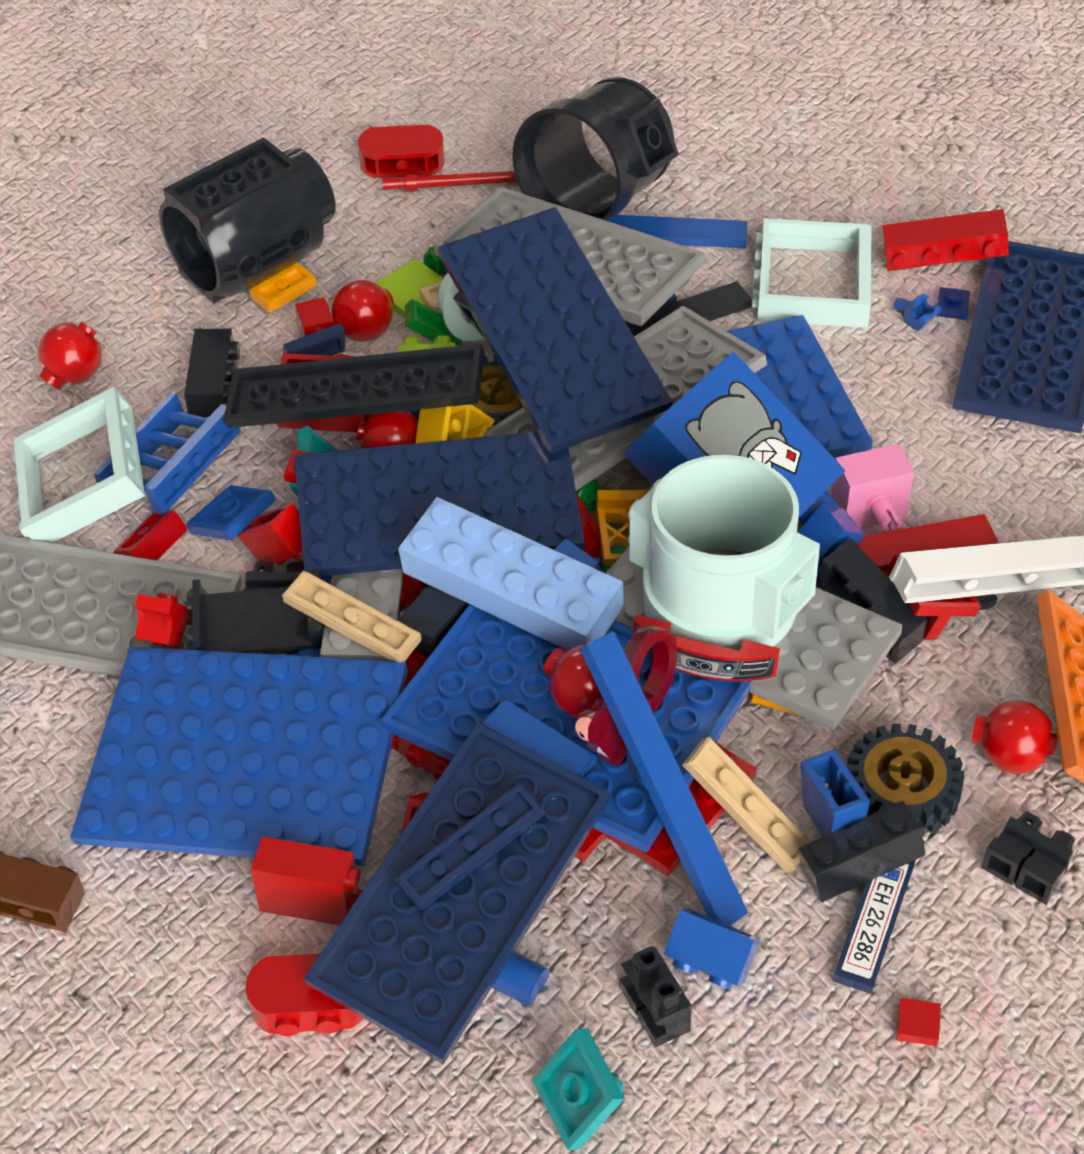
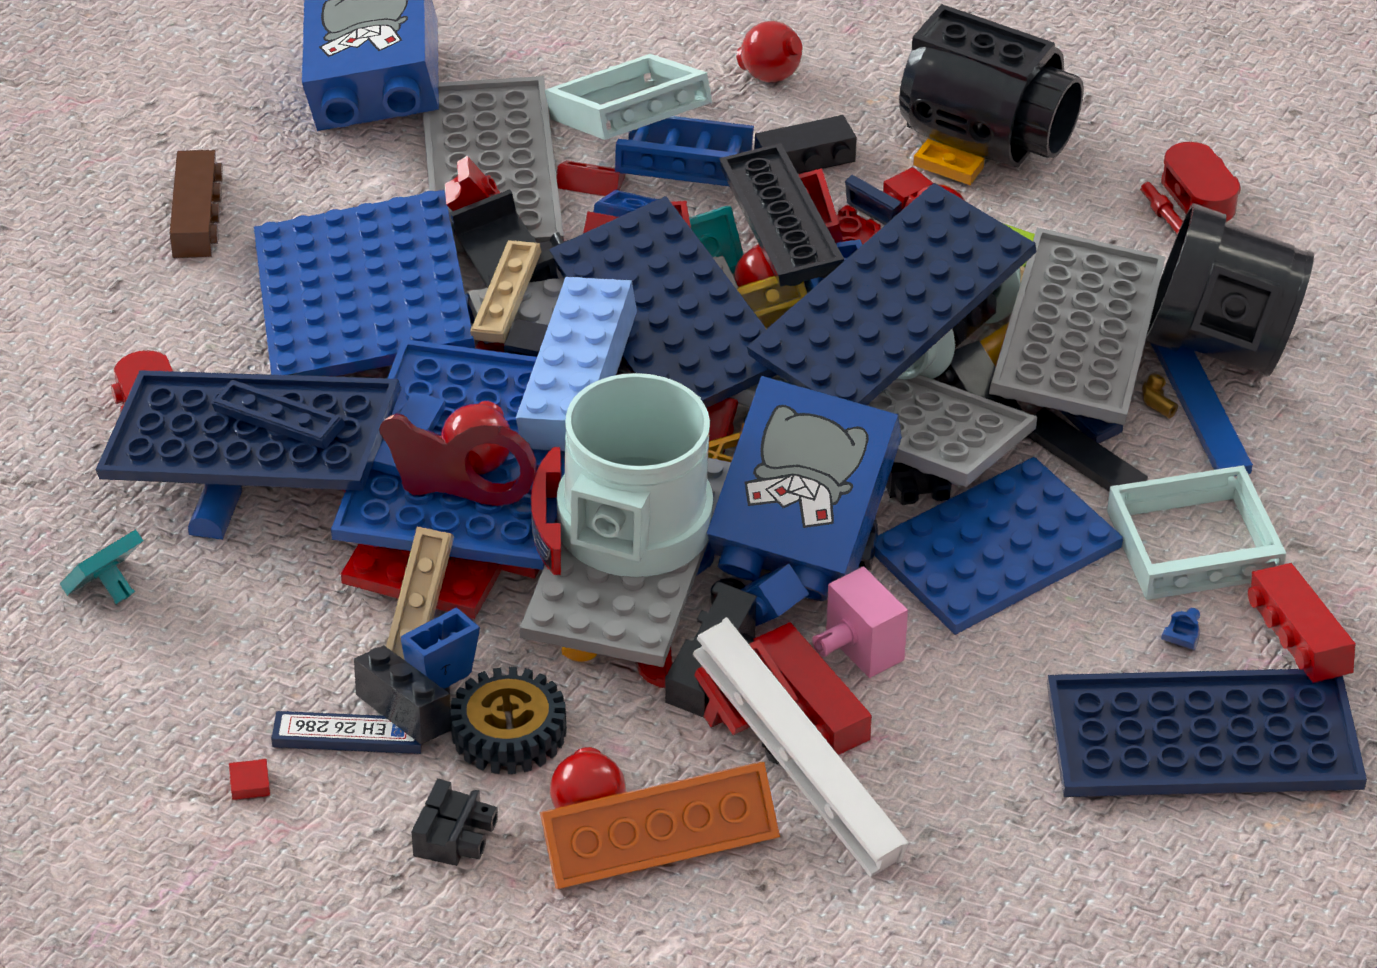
camera: 70 degrees right, 5 degrees down
(305, 880) = (243, 340): red brick -> none
(655, 996) = (211, 594): black hips -> none
(663, 779) = (385, 512): blue tile -> none
(712, 948) = (269, 618): blue brick -> none
(953, 303) = (1219, 656): clear blue plate -> none

